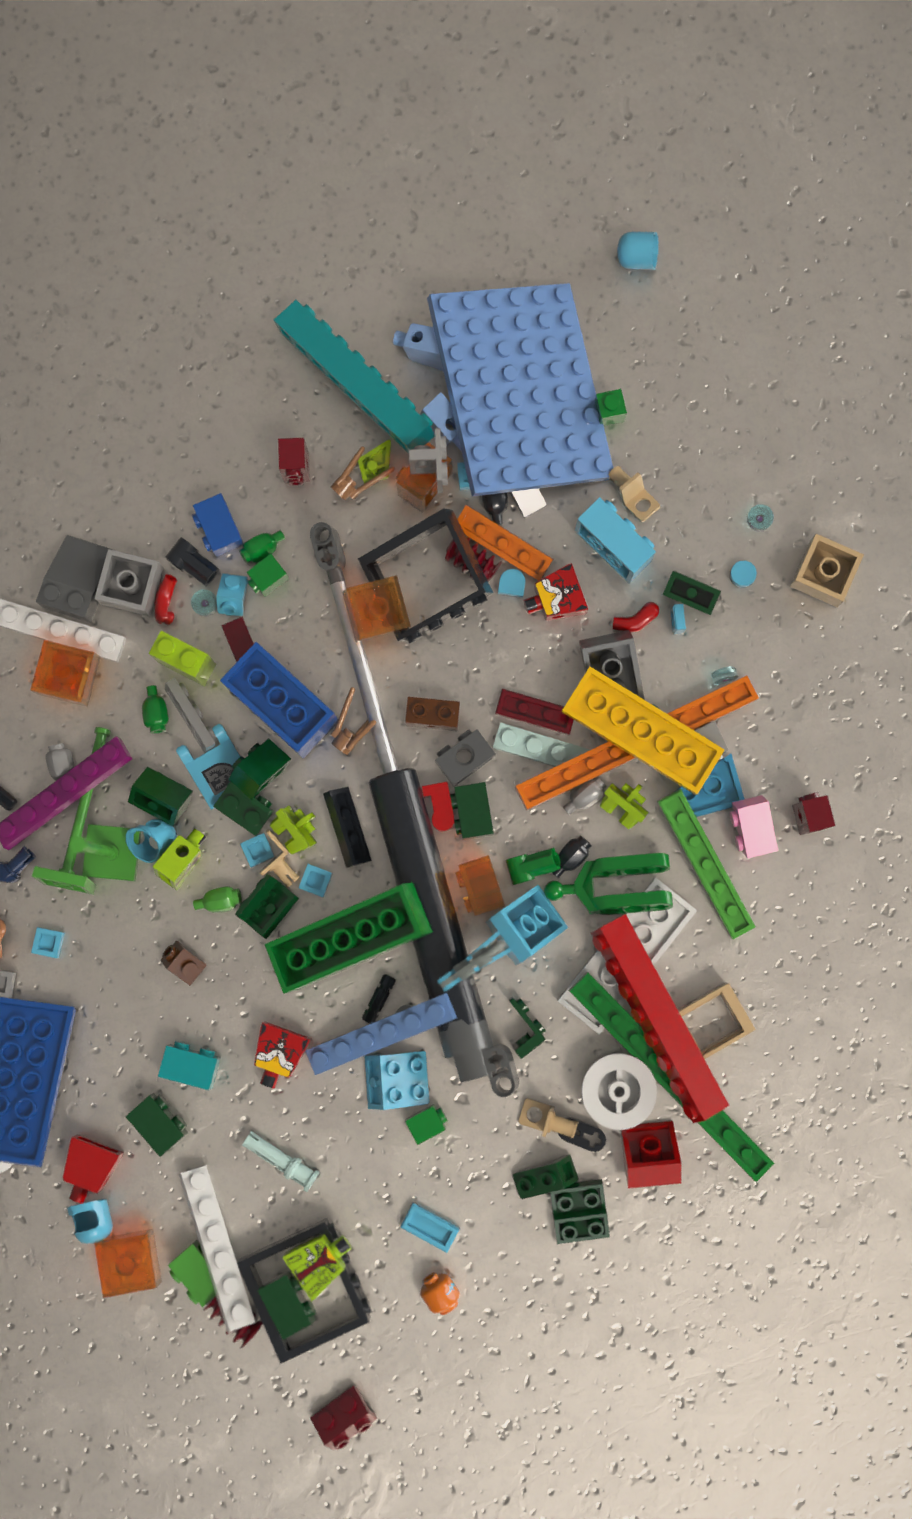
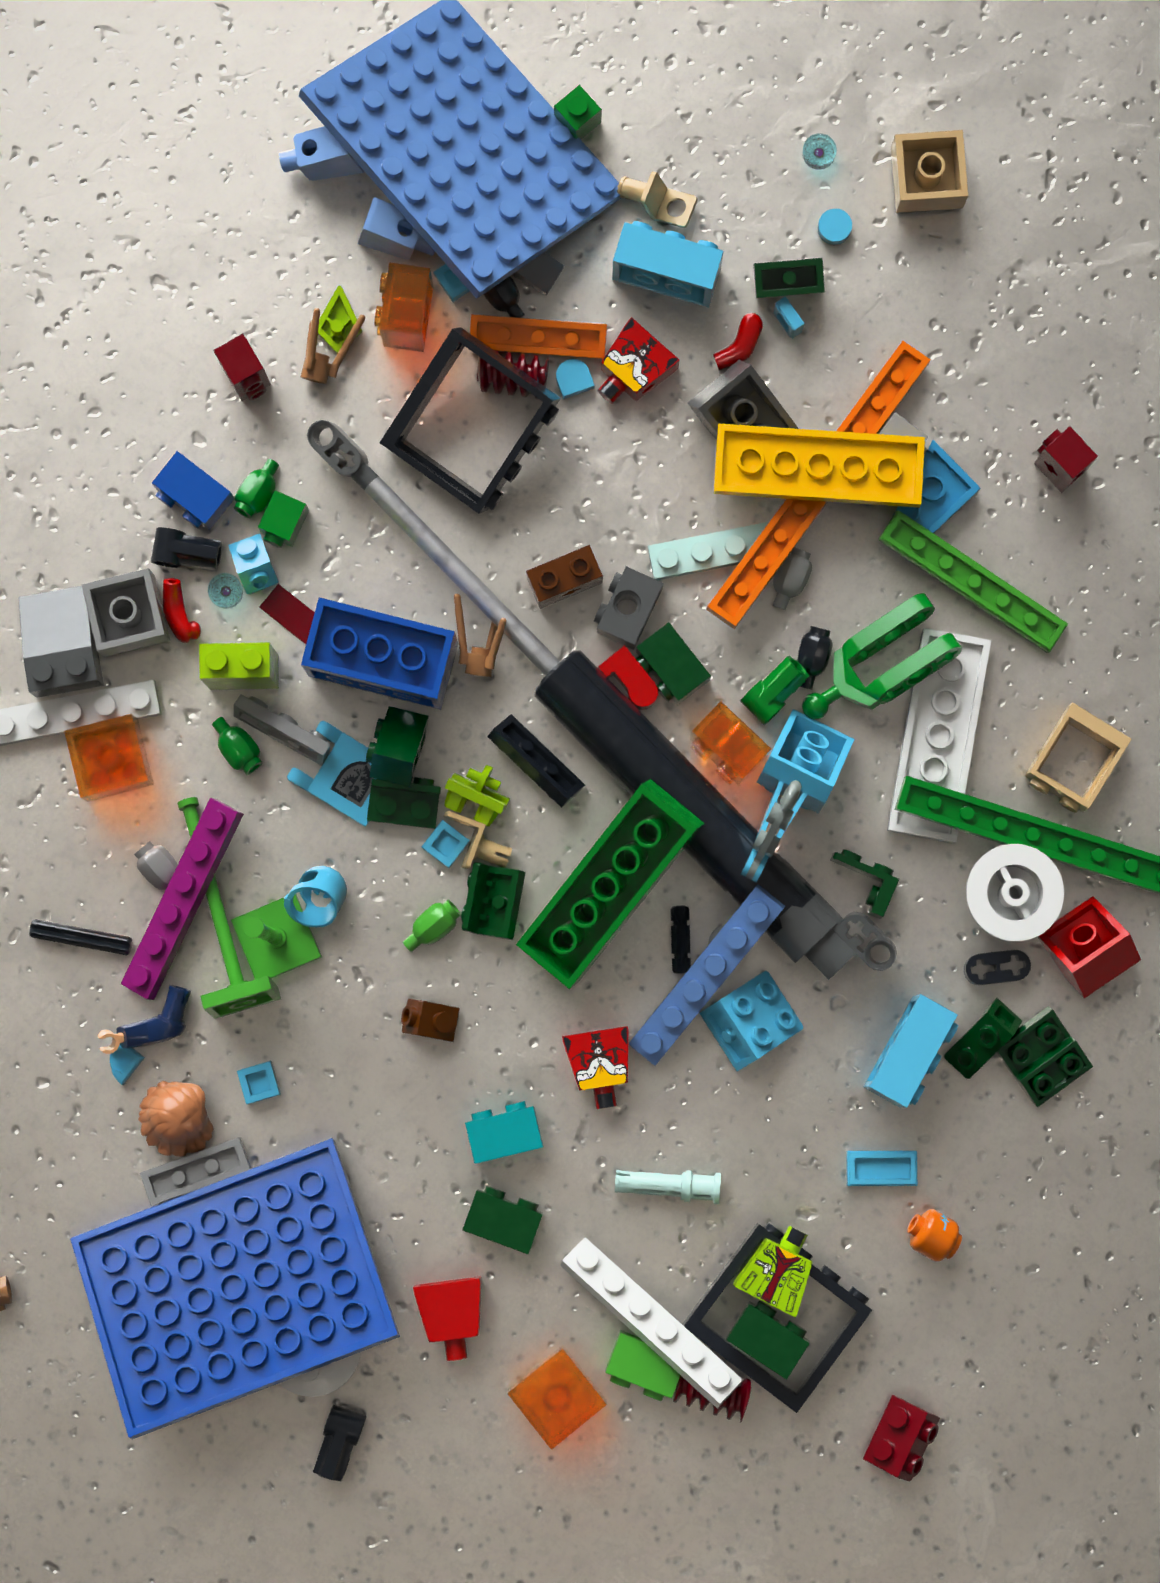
camera: 30 degrees left, 0 degrees up
(91, 1221) = (488, 1371): medium azure helmet -> none
(160, 796) = (299, 841): dark green brick -> none
(175, 869) = (361, 913): lime torso -> none
(315, 880) = (532, 842): medium azure tile -> none
(354, 377) = (262, 233): teal brick -> none
(376, 608) = (435, 487): clear orange brick -> none
(426, 1123) = (814, 1050): green brick -> none
(428, 461) = (407, 281): light grey bracket -> none
(490, 1162) = (912, 1051): none -> medium azure brick
(533, 712) = (680, 513): dark red tile -> none
(549, 1120) = (952, 971): tan bracket -> none
(615, 796) = (857, 566): lime hips -> none
(659, 1020) = (1016, 784): red brick -> none
(724, 675) = (876, 354): clear light blue tile -> none
(754, 826) = (1004, 509): bright pink brick -> none

